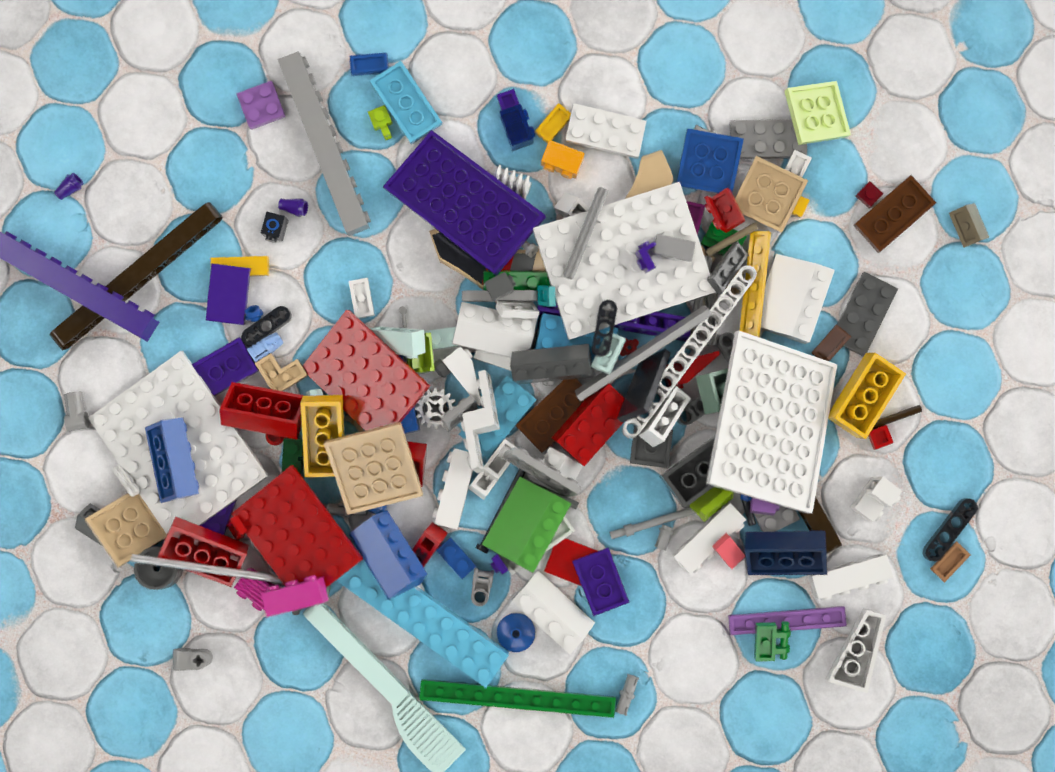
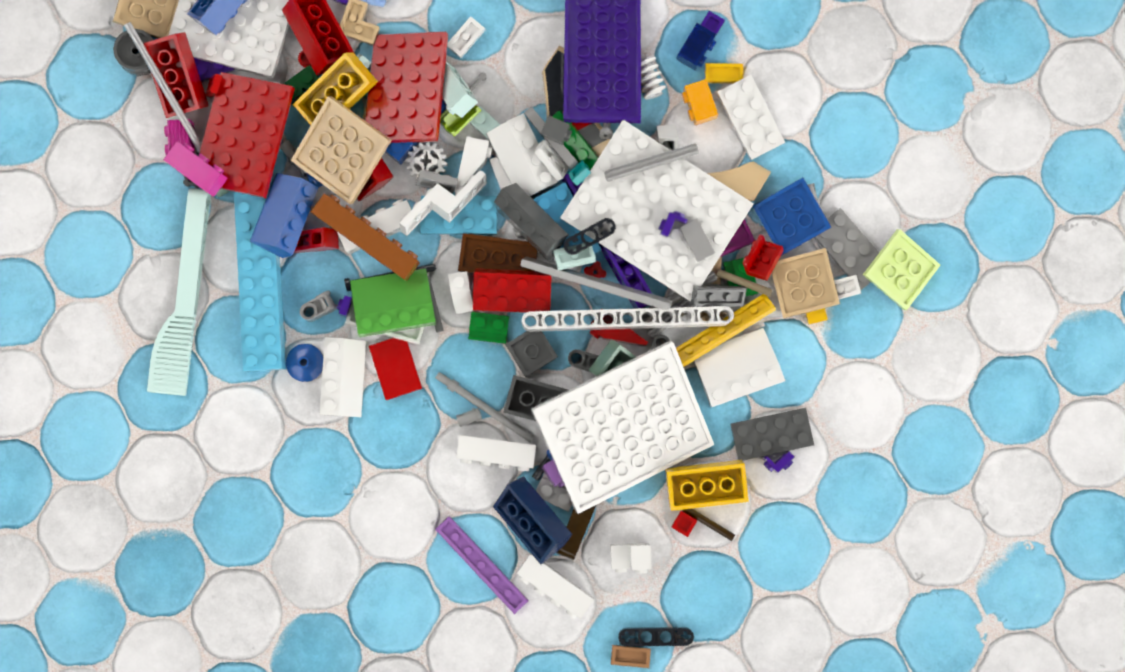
camera: 55 degrees right, 0 degrees up
(189, 659) = (87, 132): light grey piece -> none
(441, 368) = (460, 141): dark grey tile -> none
(456, 558) = (325, 271): blue plate -> none
(459, 504) = (365, 237): none -> dark orange brick
(492, 471) = (422, 243): white slope -> none
(517, 698) = (255, 403): green plate -> none
(536, 468) = (441, 271): light grey plate -> none
(600, 581) = (395, 395): dark purple tile -> none
(605, 465) = (488, 327): none -> green plate
(627, 694) = (325, 485): light grey pin -> none
(644, 386) = (571, 304): black tile -> none
(665, 417) = (561, 341): white brick -> none
(711, 502) = (524, 431): lime panel -> none
(728, 551) = (497, 474): coral tile -> none
(766, 641) = (452, 558): green plate -> none
(831, 343) = (725, 426): reddish brown tile -> none
(858, 655) = (498, 639): white wedge -> none
(869, 194) = (871, 363): dark red plate -> none
(893, 324) = (783, 462): none -> dark purple bracket
(894, 214) = (871, 395): reddish brown plate -> none
(969, 225) = (912, 461): dark tan panel -> none

